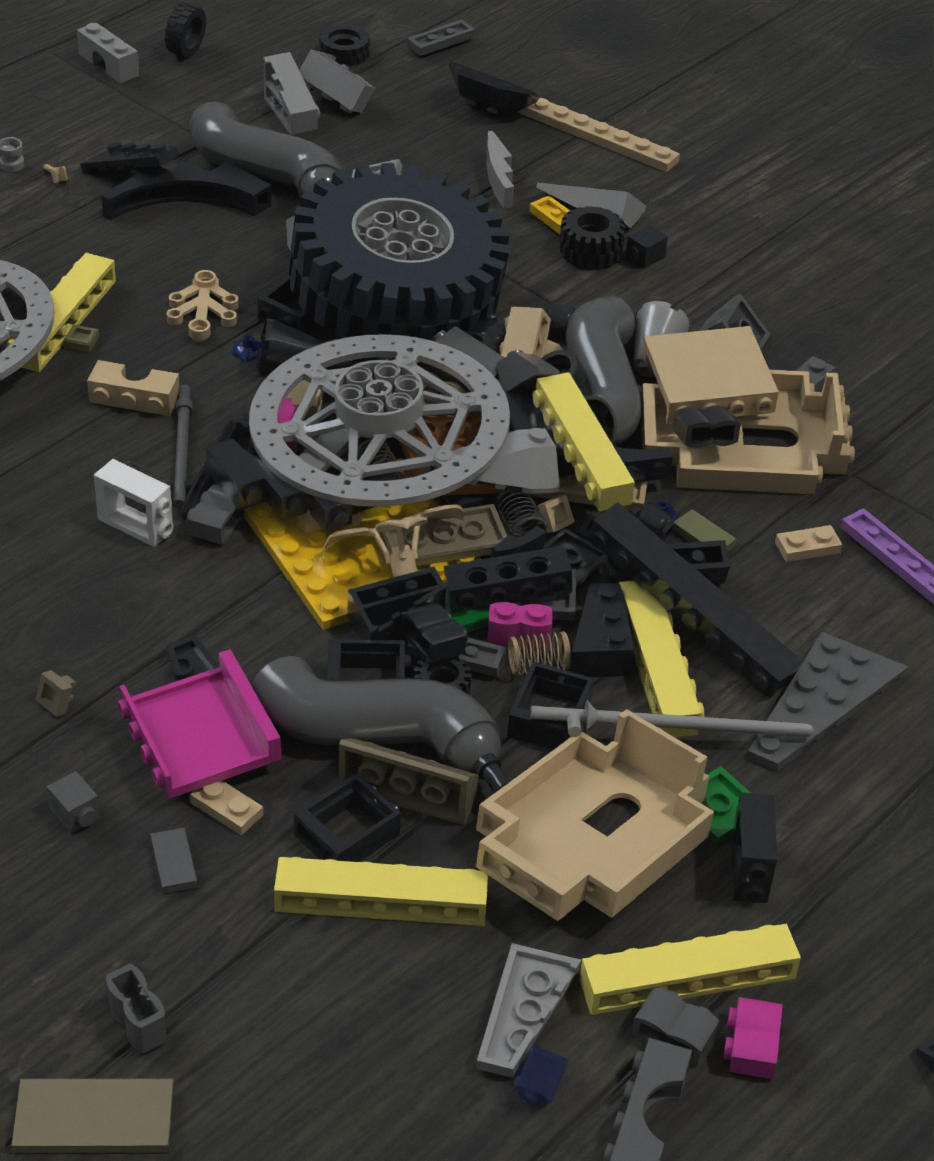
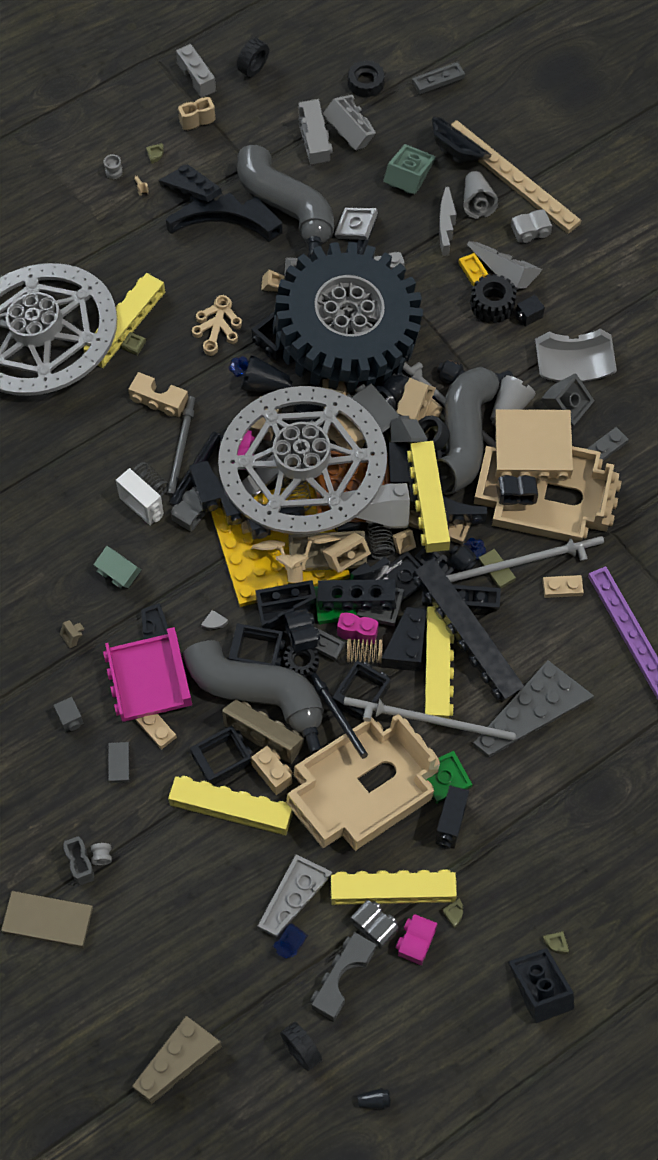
camera: 15 degrees right, 20 degrees up
(67, 139) = (155, 152): none -> olive tile
(115, 596) = (117, 567): none -> sand green brick
(120, 90) = (196, 113): none -> tan brick
(173, 994) = (101, 854): none -> light grey wheel
(271, 253) = (271, 281): none -> tan slope
(288, 647) = (214, 621): none -> light grey tile
(429, 125) = (408, 169): none -> sand green slope
(437, 830) = (272, 771): none -> tan brick
(478, 523) = (346, 552): none -> tan brick
(537, 139) = (479, 196): none -> light grey cone
(539, 741) = (322, 690): none -> black bar
(616, 164) = (531, 226): none -> light grey brick
(711, 286) = (588, 356): none -> light grey panel
(799, 992) = (454, 912): none -> olive tile
(804, 494) = (570, 548): none -> light grey piece

